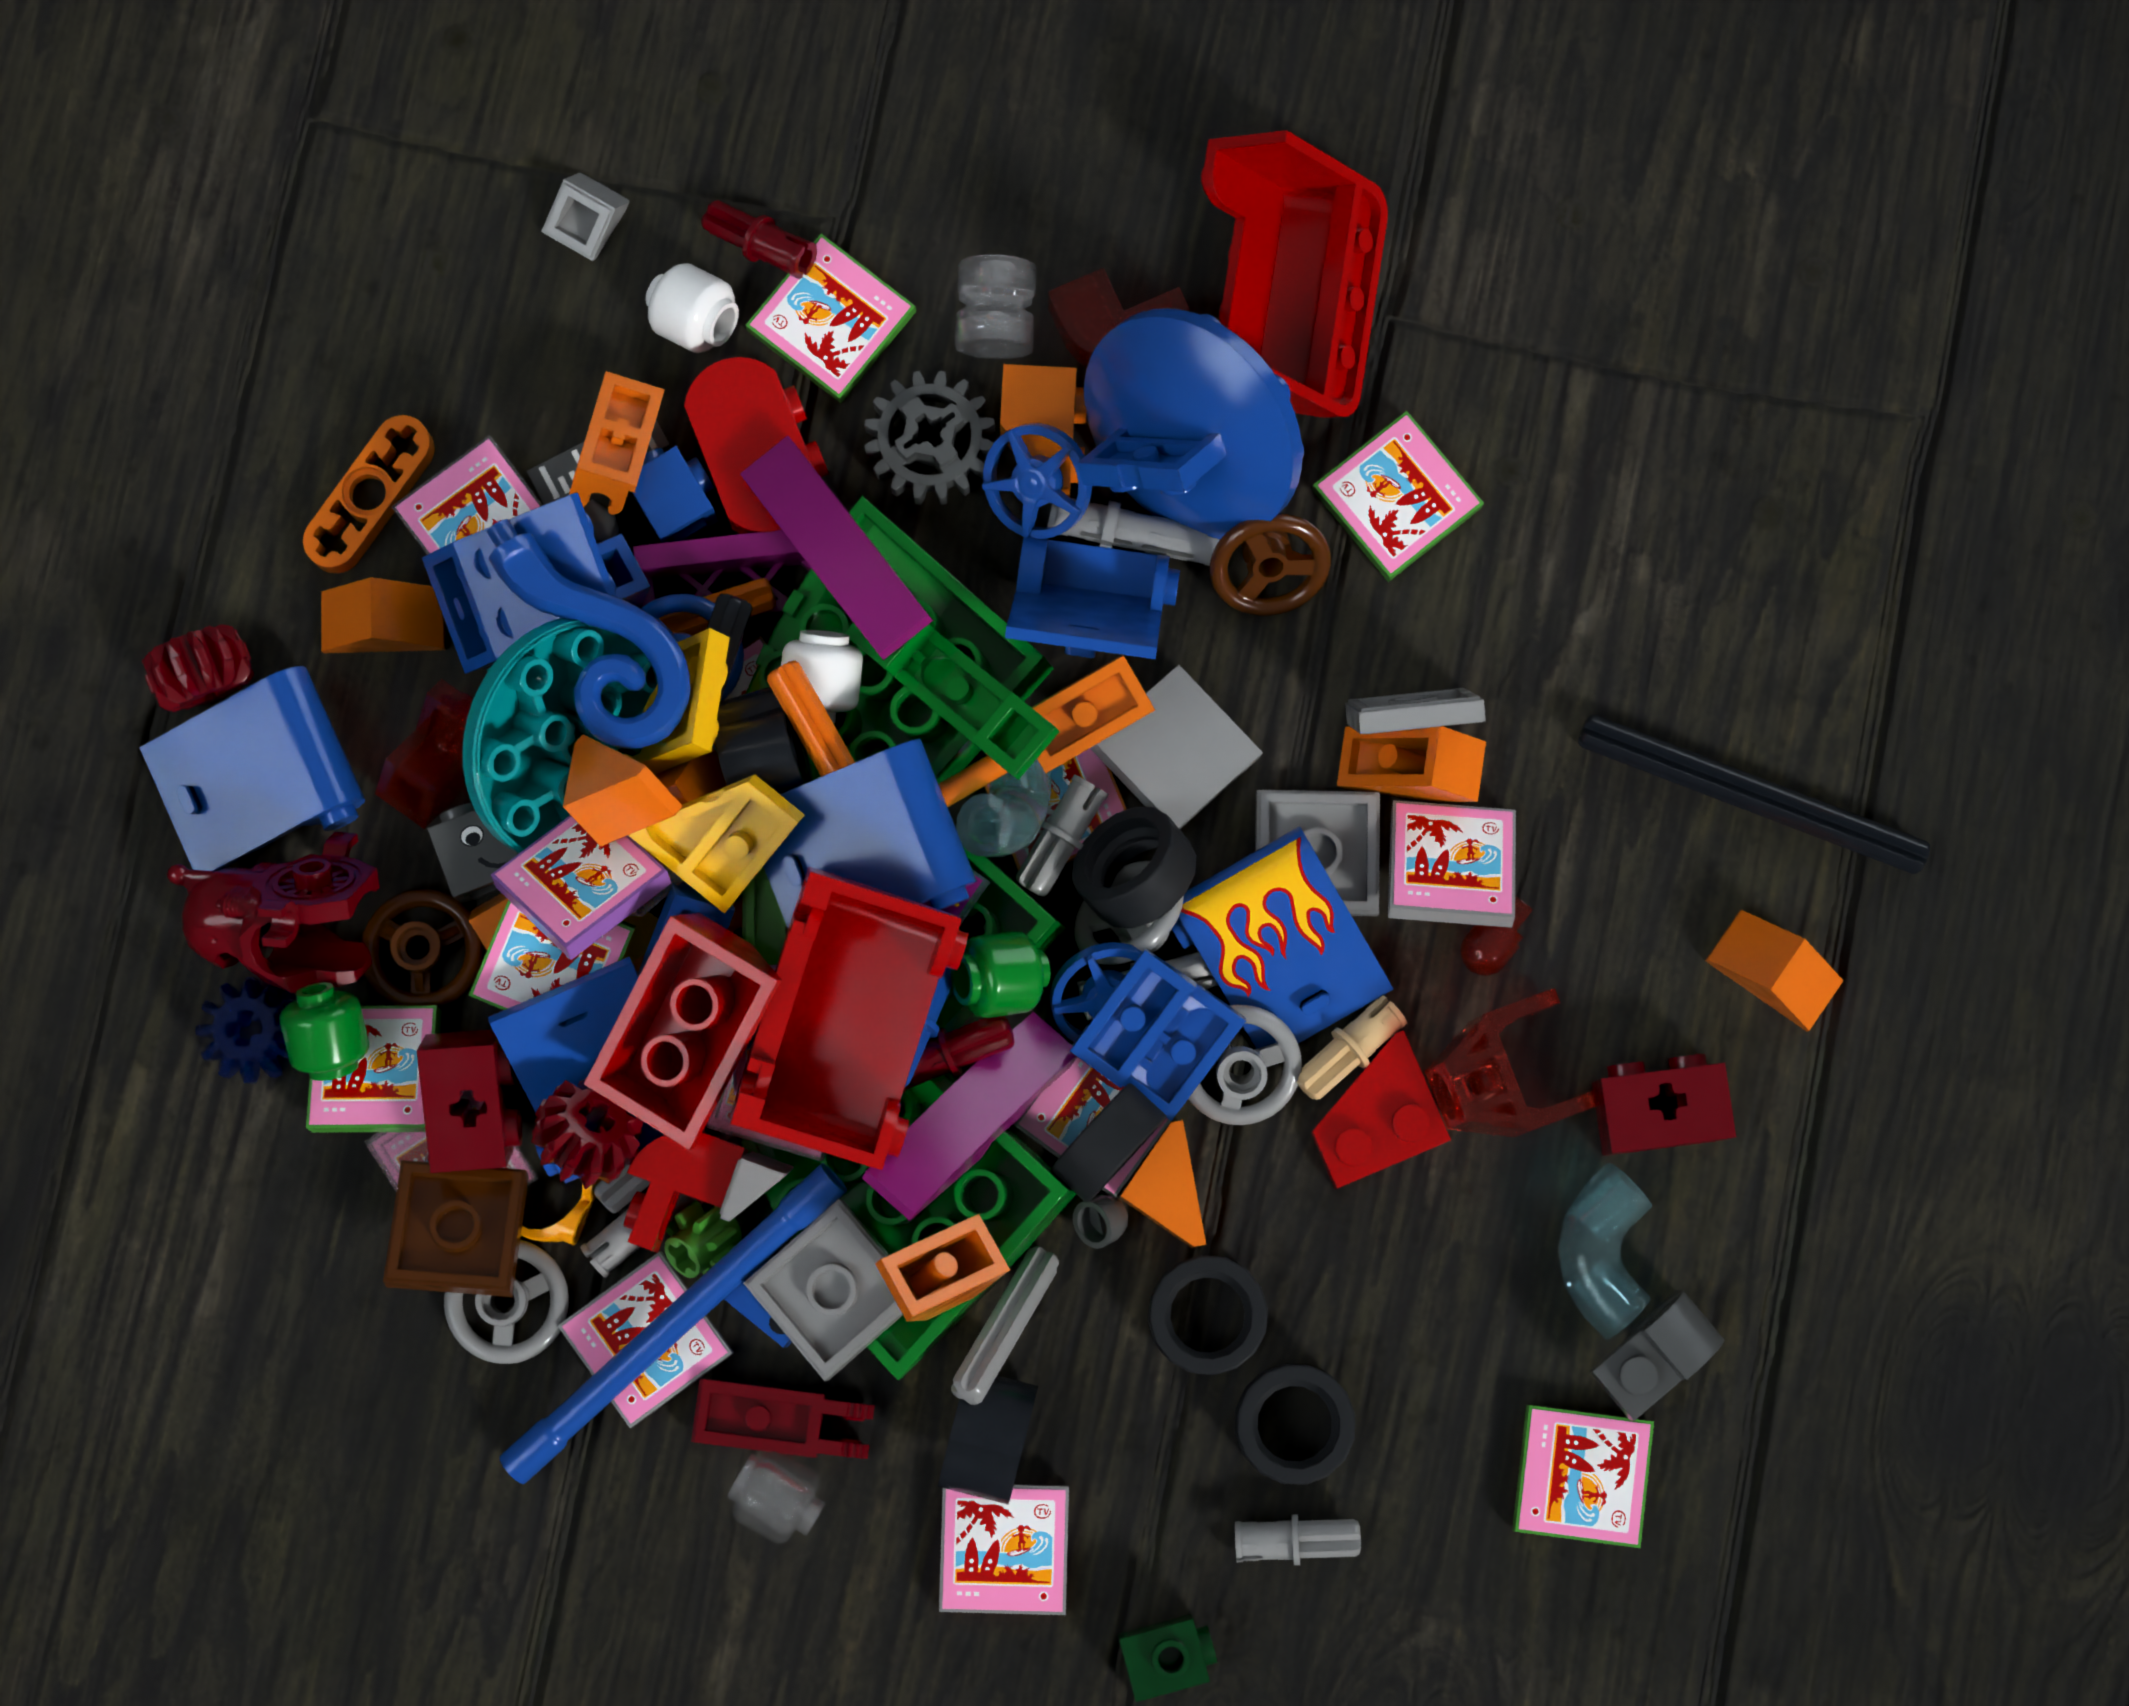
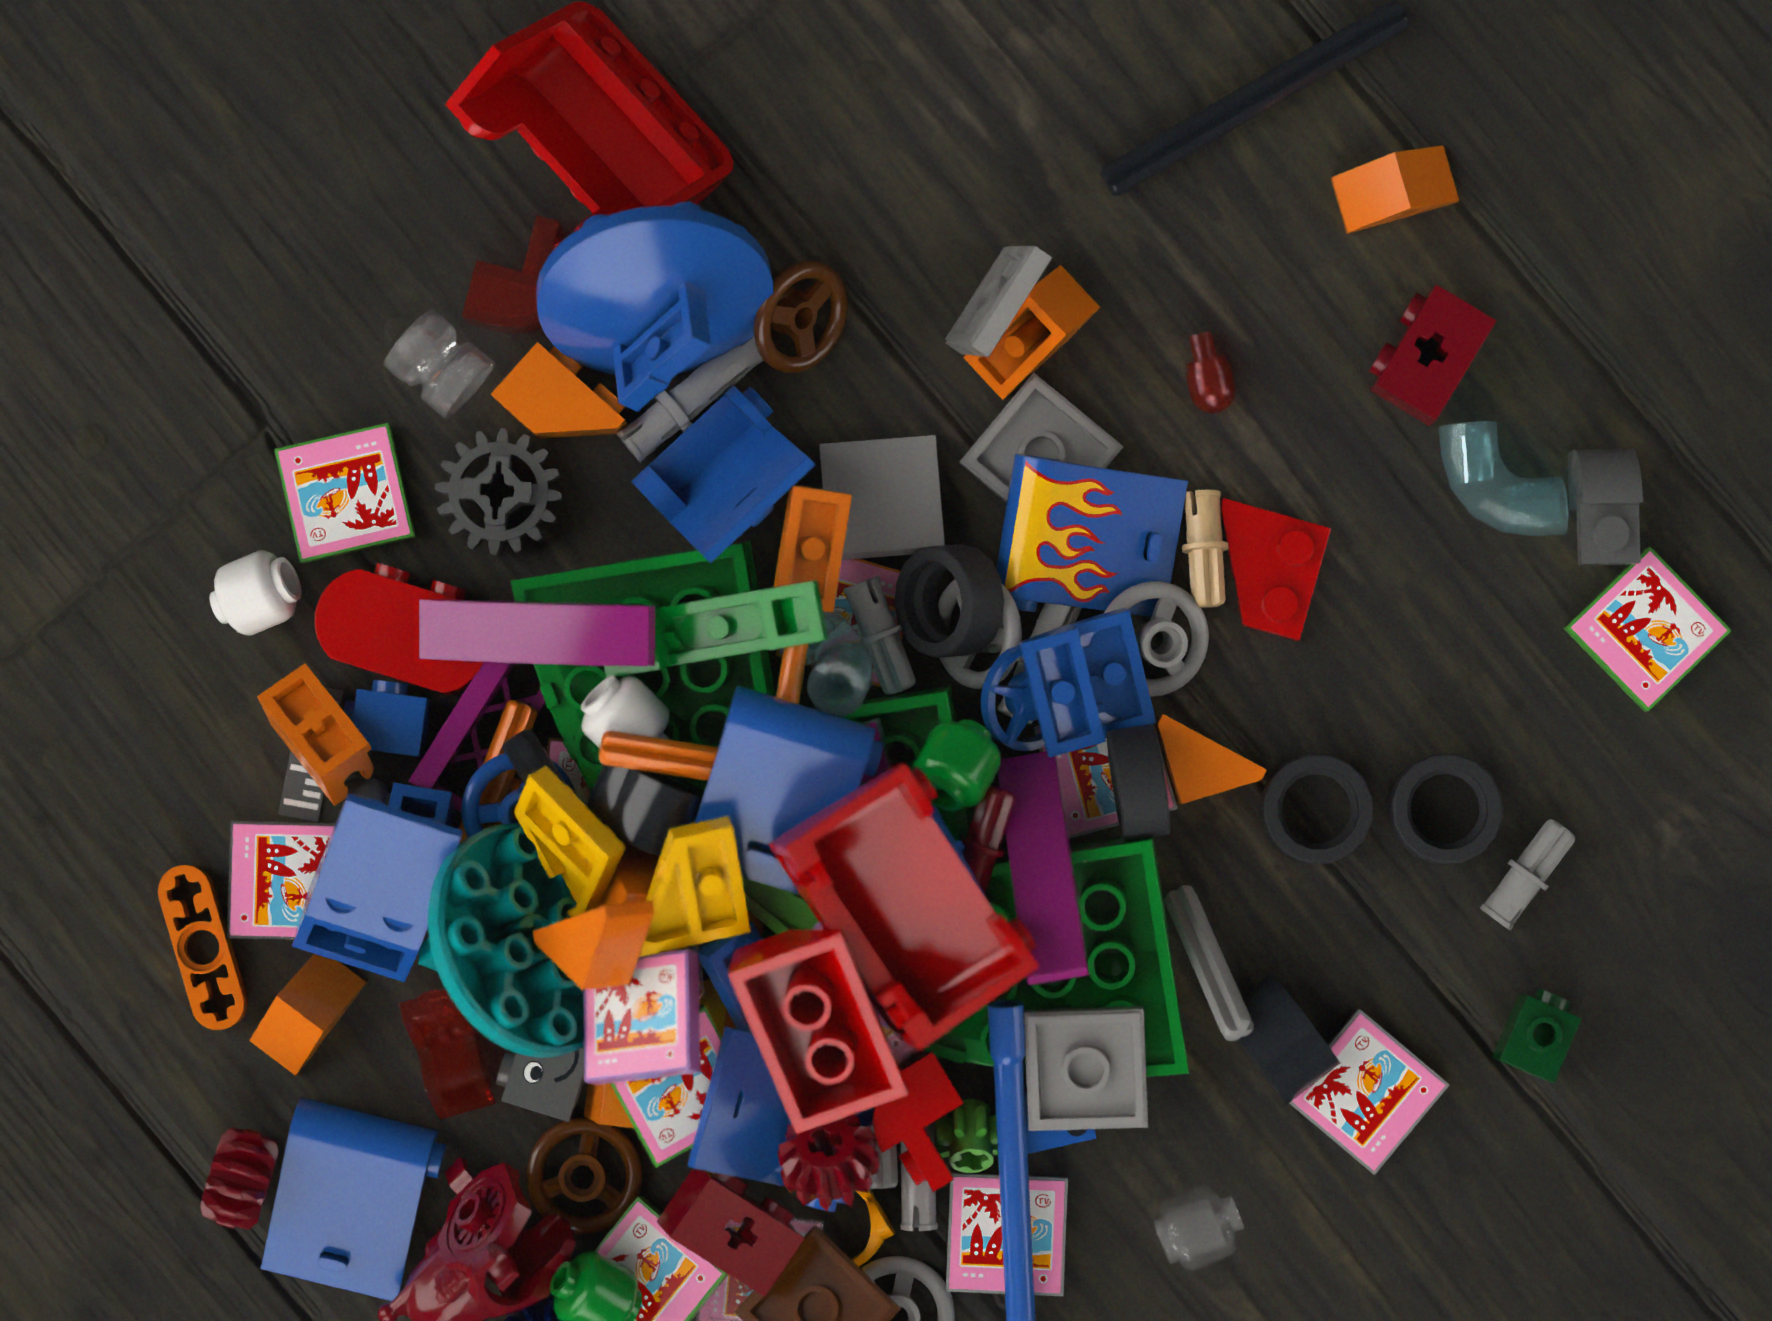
camera: 50 degrees left, 5 degrees up
(537, 582) = (390, 877): blue plant -> none
(584, 215) = (114, 615): light grey slope -> none
(750, 1180) = (961, 1065): light grey slope -> none
(760, 239) = (242, 498): dark red axle -> none
(773, 1419) = (1140, 1186): dark red hinge -> none
(943, 1269) = (1141, 977): orange slope -> none
(1035, 481) = (599, 442): blue wheel -> none
(1100, 1220) = (1187, 832): dark grey hinge -> none
(1397, 496) = (821, 178): tile -> none
(1452, 864) = (1130, 363): tile -> none
(1496, 1099) = (1328, 472): clear red piece -> none

